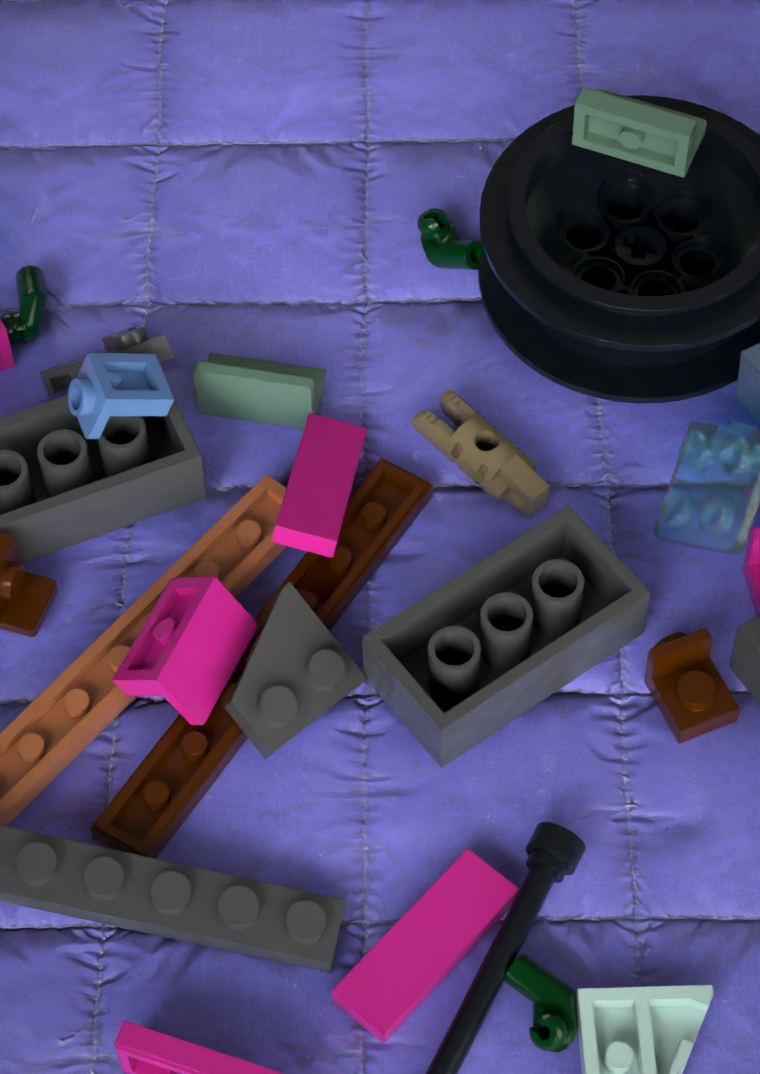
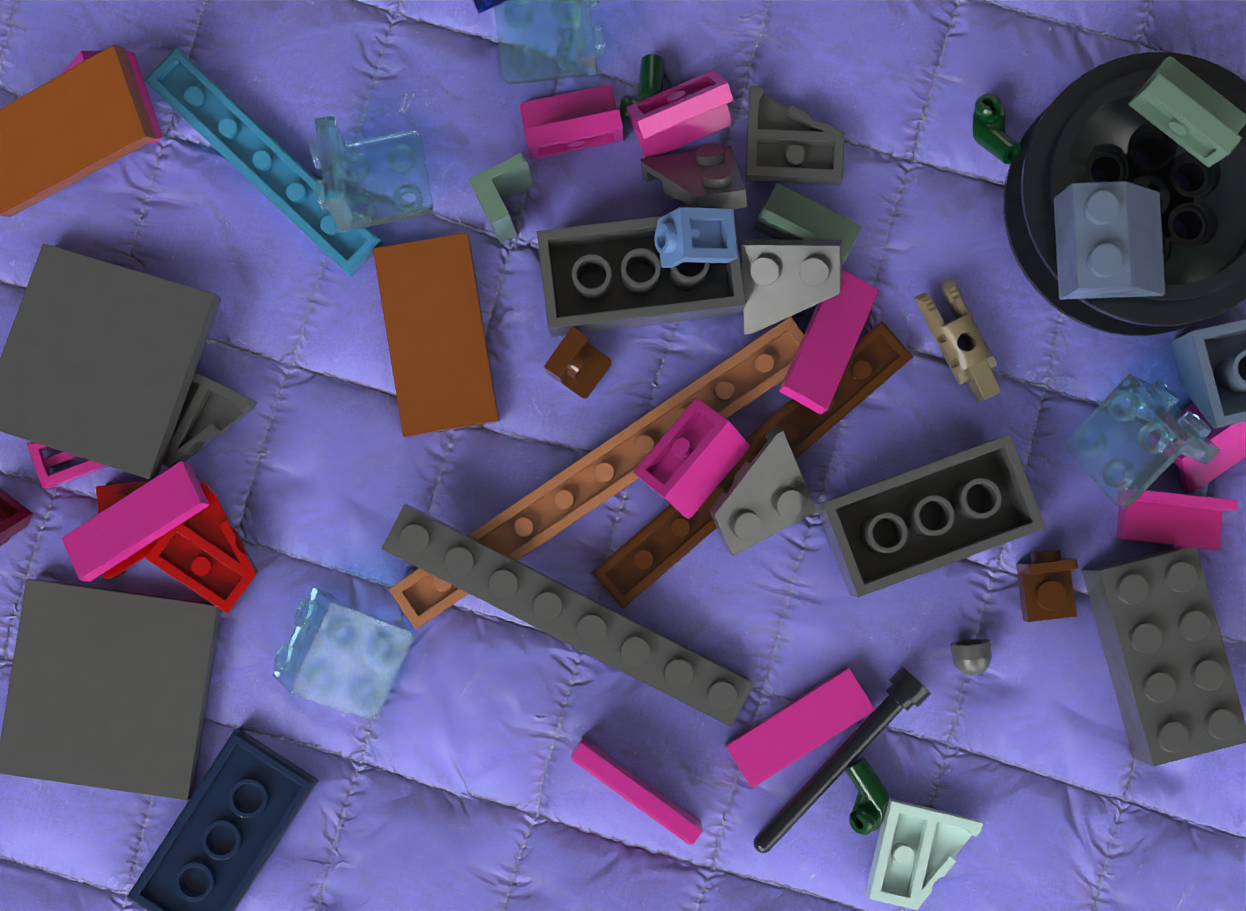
camera: 20 degrees right, 30 degrees up
(76, 312) = (681, 114): none -> dark pink panel
(216, 313) = (790, 145): none -> dark grey wing
(247, 429) = (787, 278): none -> wing
(594, 258) = (1108, 241): none -> sand blue slope
(622, 789) = (971, 655): none -> dark grey hinge

